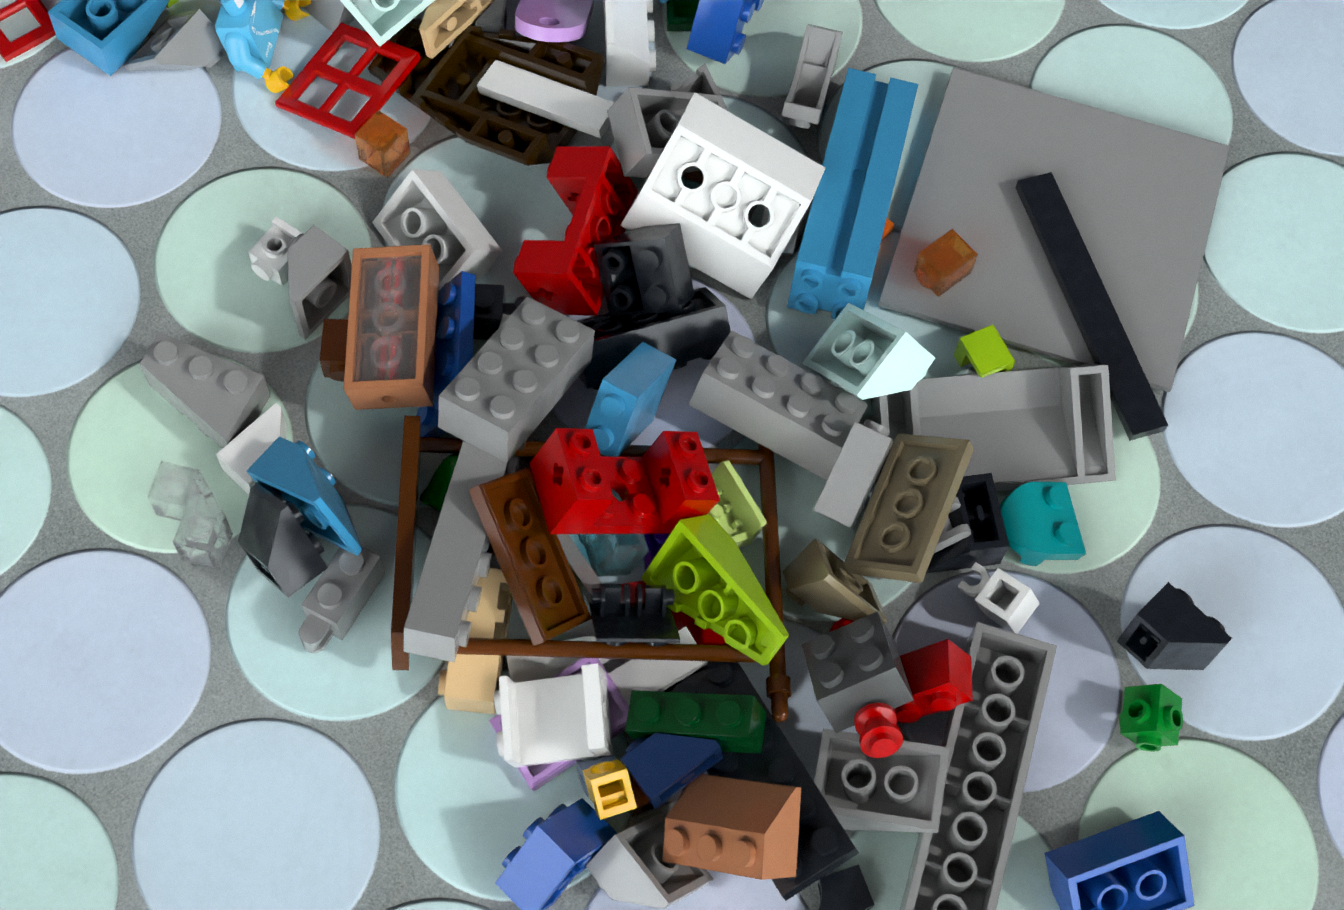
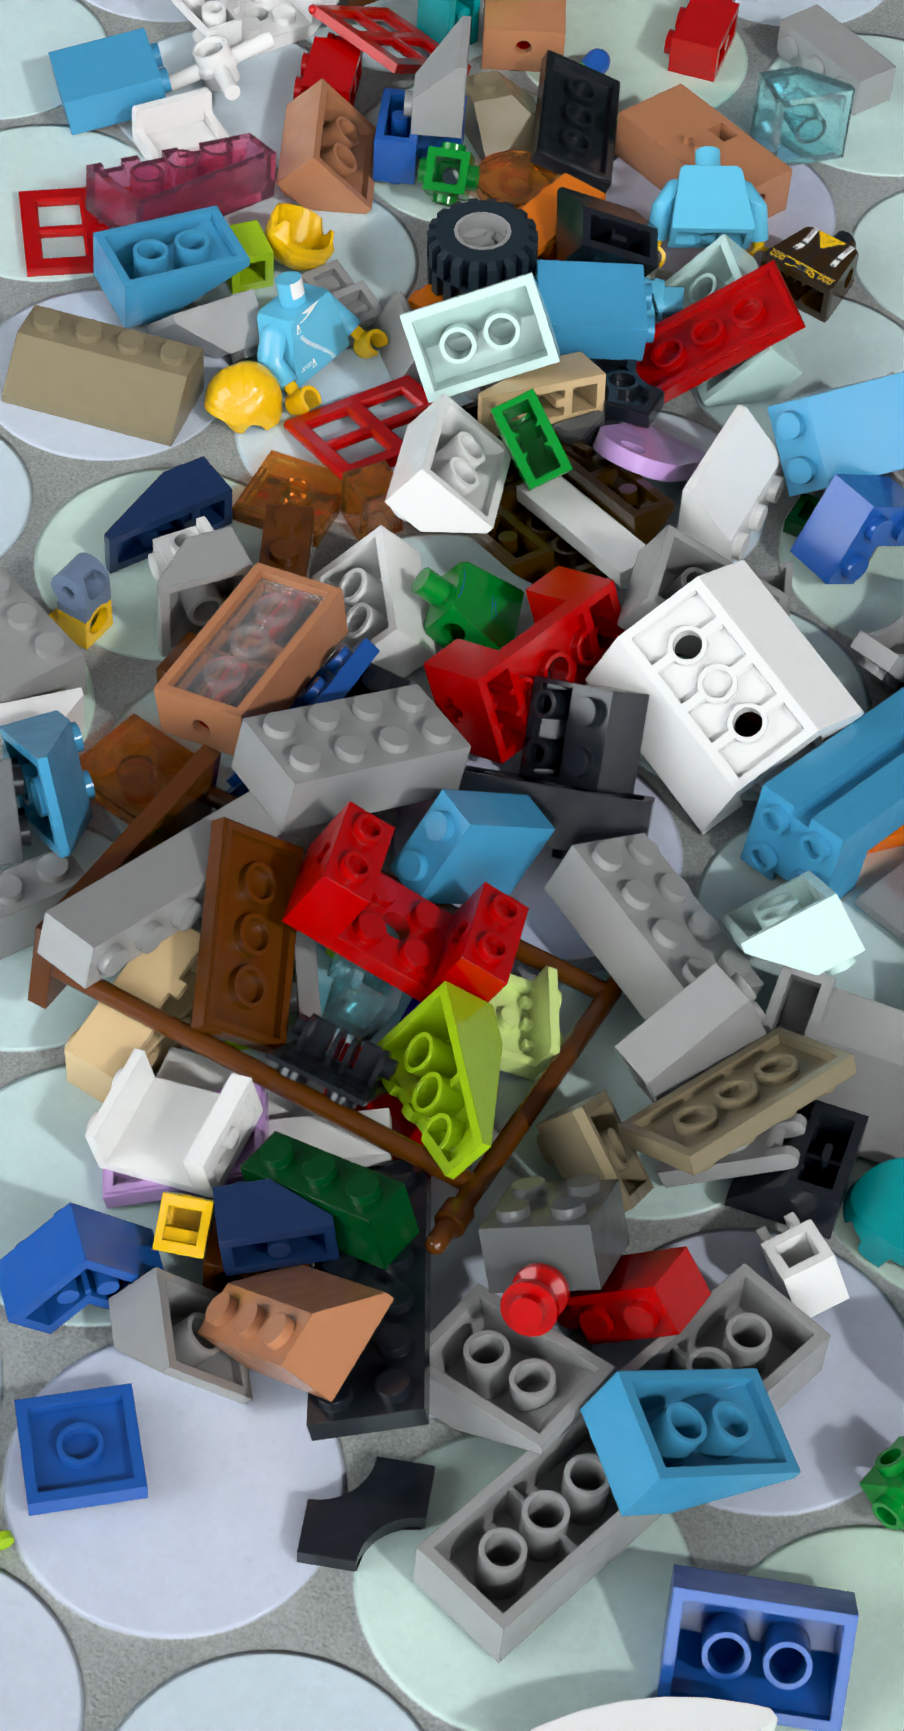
camera: 30 degrees right, 15 degrees down
(122, 127) = (104, 375): none -> dark tan slope
(229, 329) = (83, 598): none -> sand blue leg
(236, 97) = (245, 396): none -> yellow hair
(246, 215) = (168, 507): none -> dark blue slope
(319, 165) = (294, 483): none -> clear orange tile
(348, 214) = (288, 538): none -> reddish brown brick
(351, 442) = (132, 766): none -> clear orange plate
(433, 102) = (448, 472): none -> white slope
(485, 56) = (530, 440): none -> green torso
(510, 207) = (469, 606): none -> green torso
(1023, 775) = (686, 1437): none -> dark azure slope

